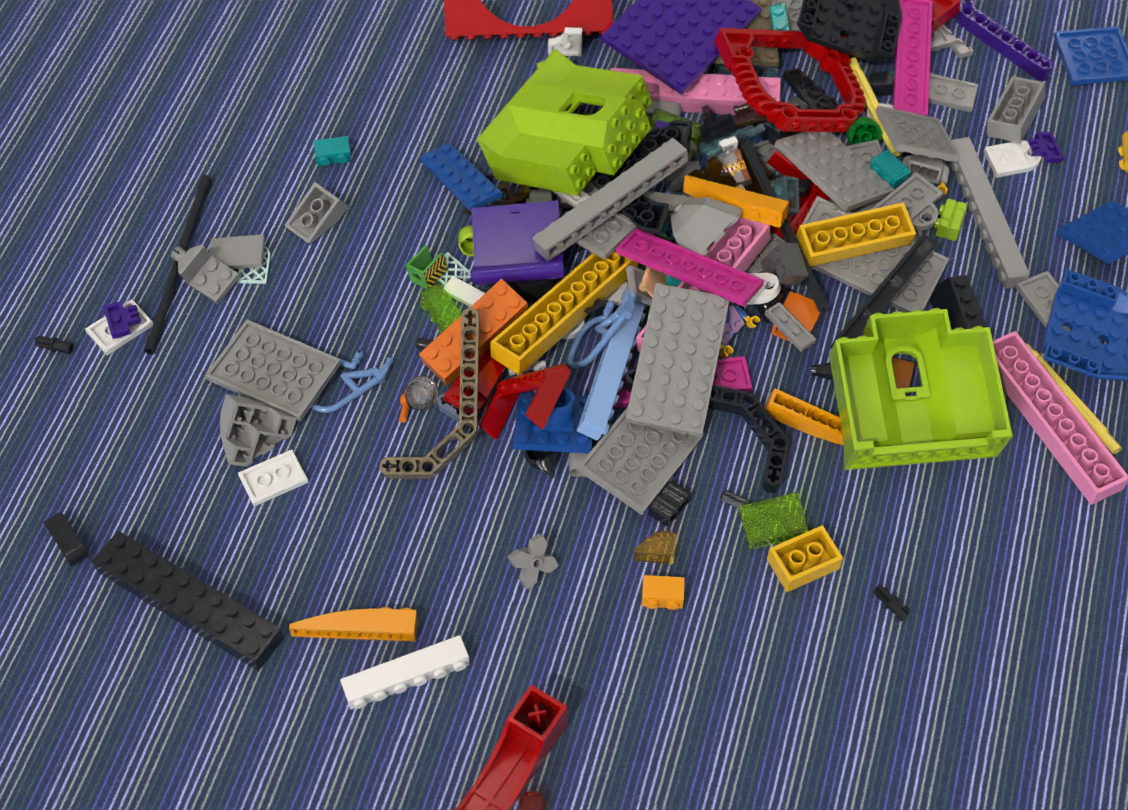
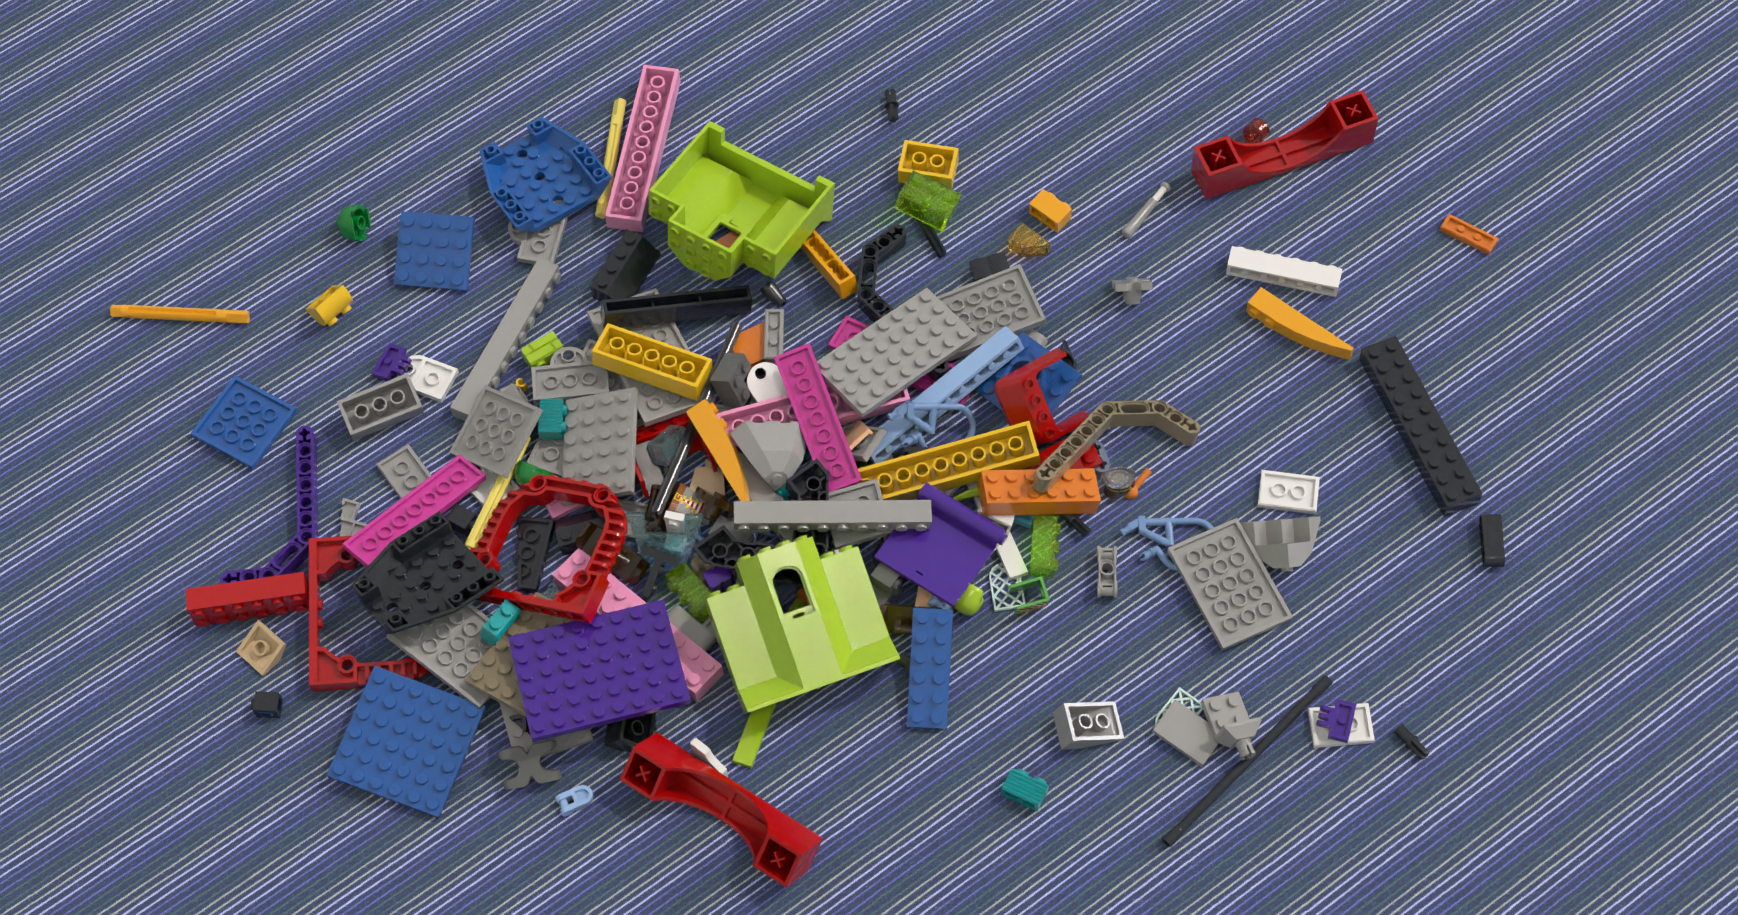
camera: 140 degrees left, 5 degrees up
(386, 331) = (1106, 581): none -> light grey piece
(578, 634) = (1142, 214): none -> light grey piece

